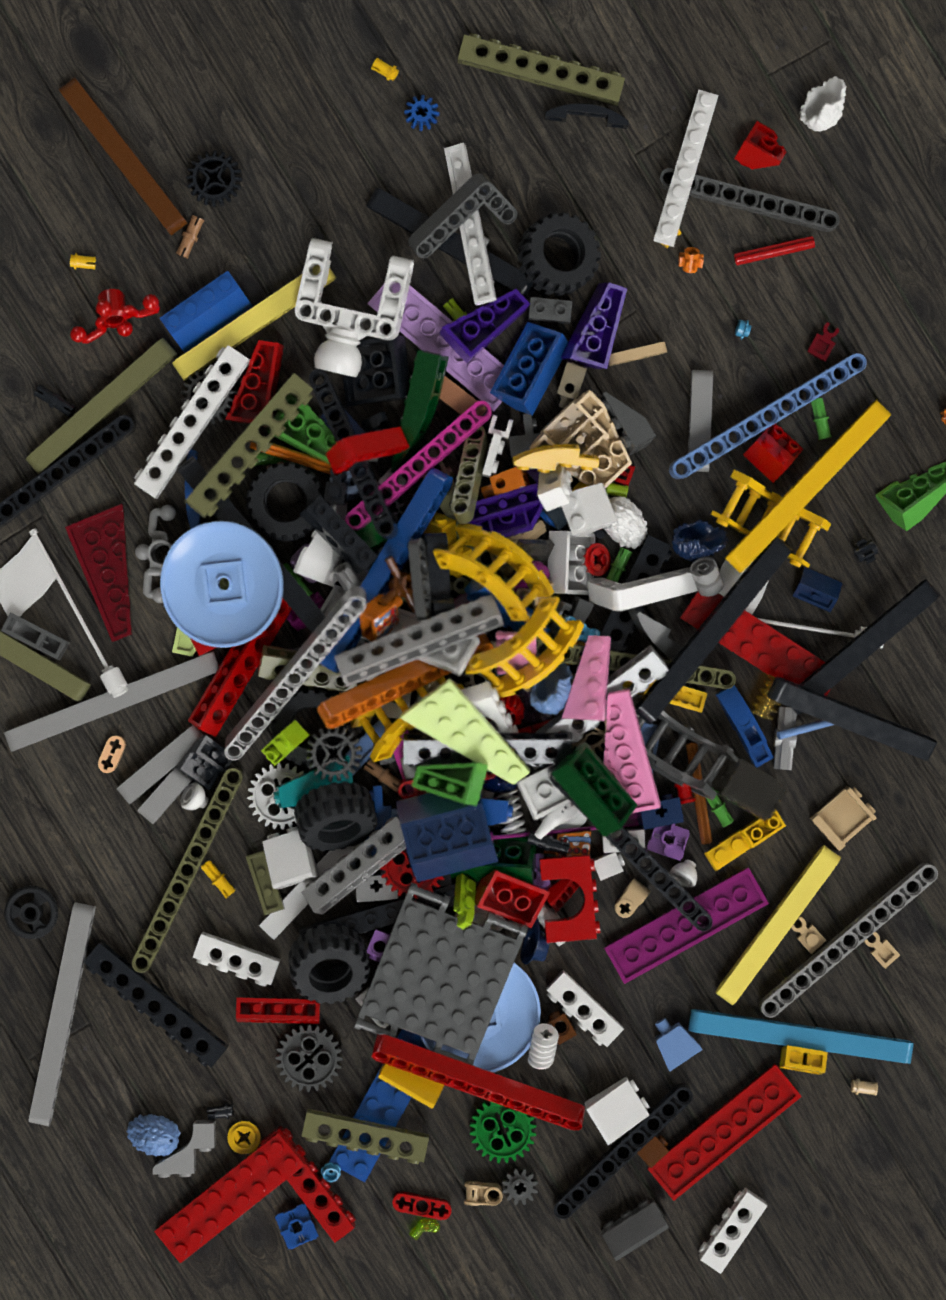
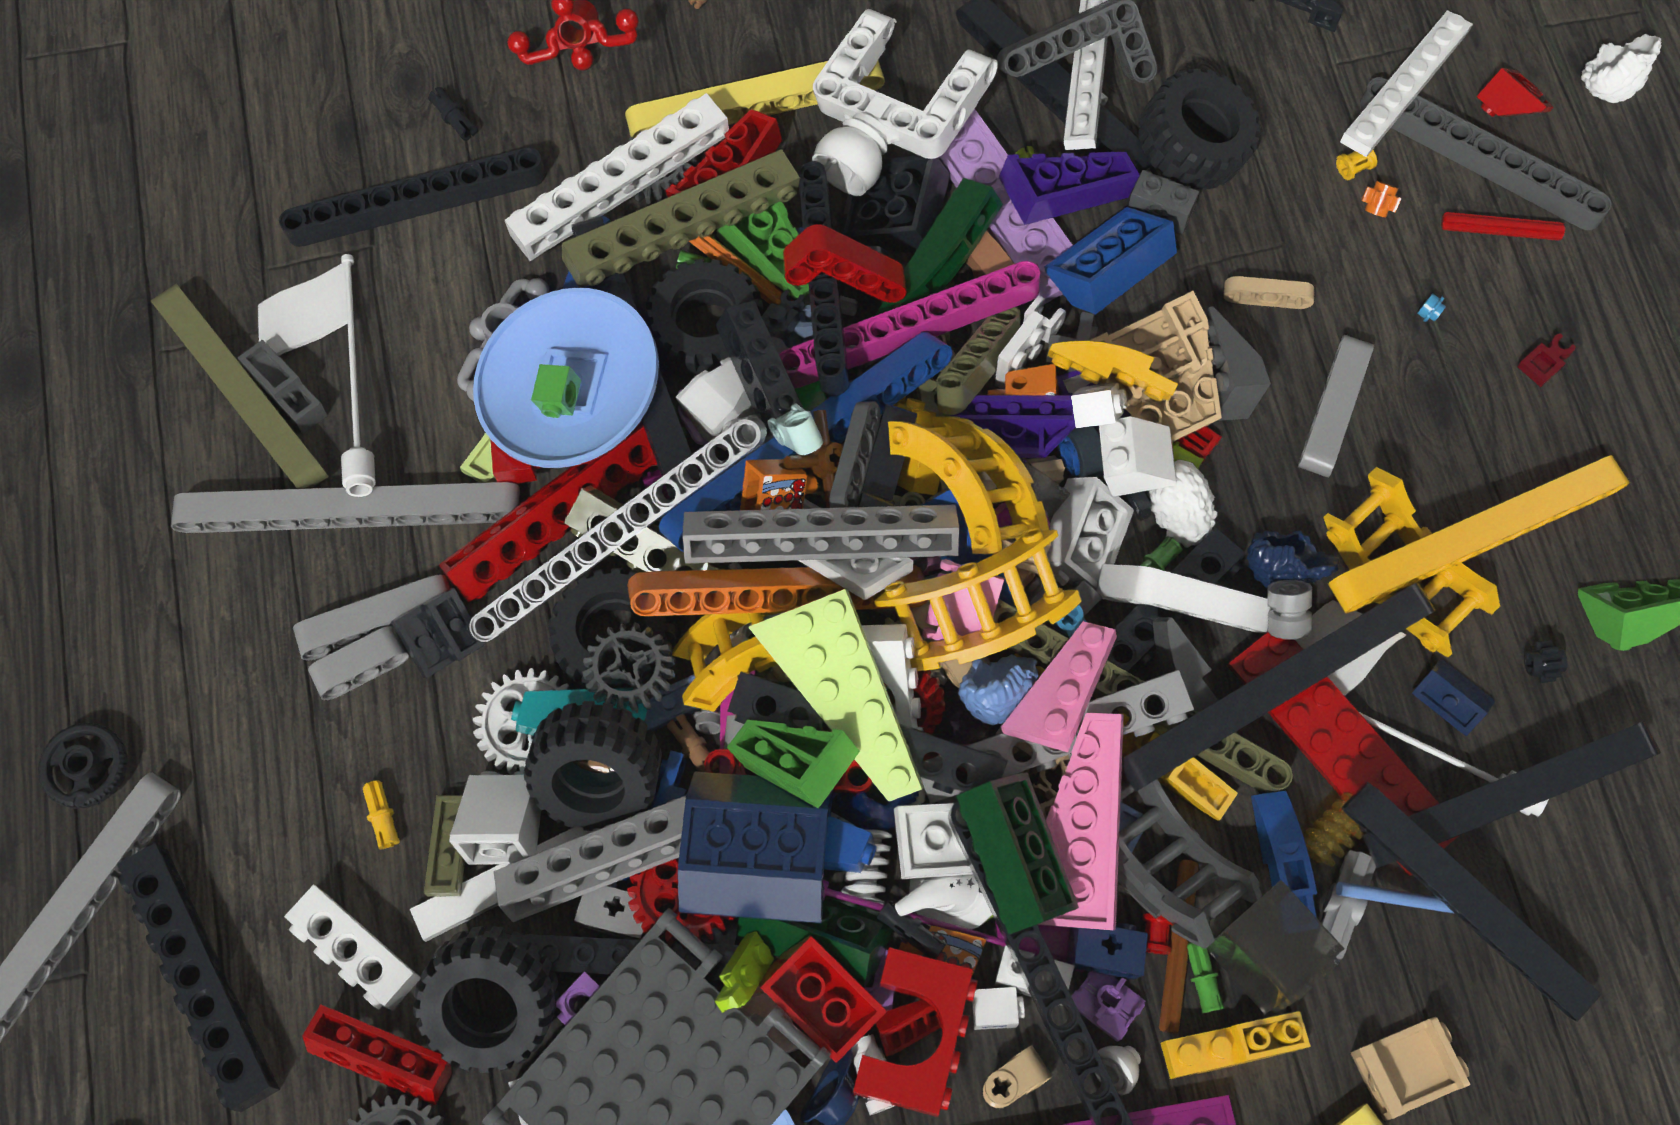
camera: 20 degrees right, 20 degrees down
(101, 406) = (523, 129): olive beam -> none
(103, 558) = (423, 319): dark red wing -> none
(107, 752) = (311, 581): light nougat beam -> none
(180, 877) = (324, 787): olive beam -> none
(194, 797) = (400, 680): white brick -> none
(206, 312) = (695, 62): blue slope -> none
(223, 601) = (556, 390): none -> bright green brick
(285, 742) = (562, 627): lime slope -> none
(379, 576) = (796, 430): none -> light aqua piece
(574, 374) = (1168, 284): dark tan torso -> none
(597, 328) = (1218, 245): dark purple wedge -> none
(603, 559) = (1134, 548): red gear -> none
(773, 452) = (1435, 478): red slope -> none
(776, 411) = (1577, 401): medium blue beam -> none
(820, 418) = (1518, 459): bright green axle -> none

